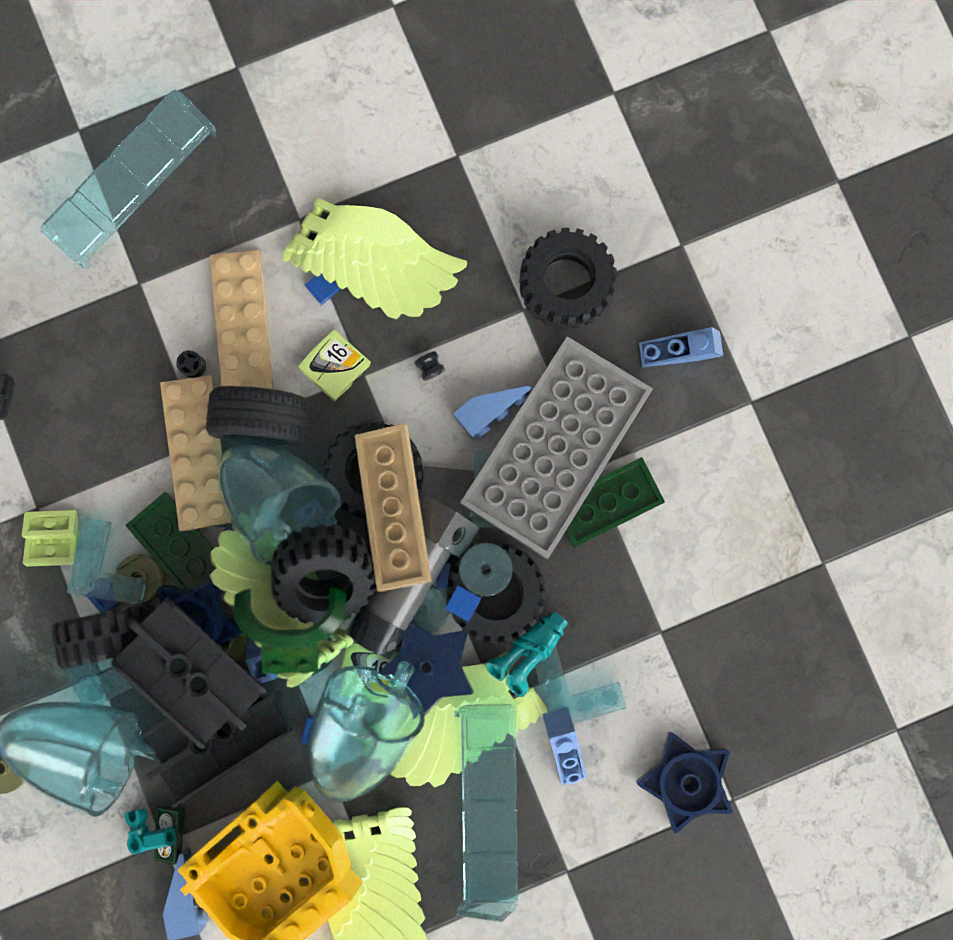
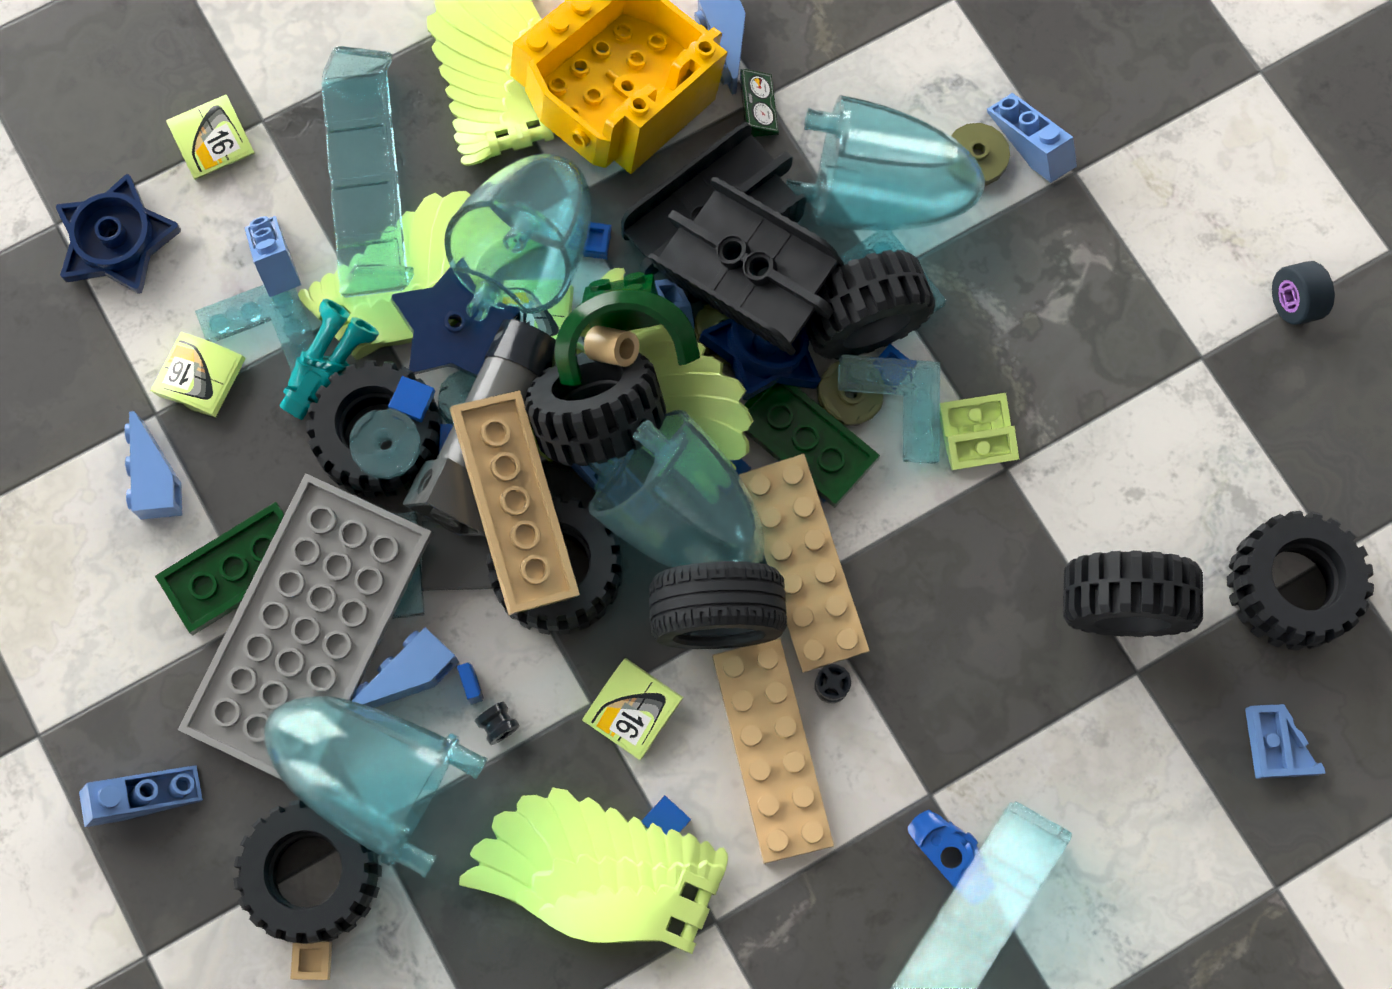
camera: 170 degrees right, 10 degrees down
(139, 253) = (935, 834): none -> blue piece
(141, 838) = (788, 92): teal bar -> none
(300, 613) = (611, 346): none -> tan brick
(445, 396) = (470, 683): none -> blue tile
(518, 331) = (364, 770): none -> clear light blue windscreen
(570, 219) = (311, 961): none -> tan plate
(608, 860) = (210, 137): none -> slope
(627, 657) = (198, 374): none -> yellowish green slope
(663, 576) = (154, 484): none -> medium blue slope

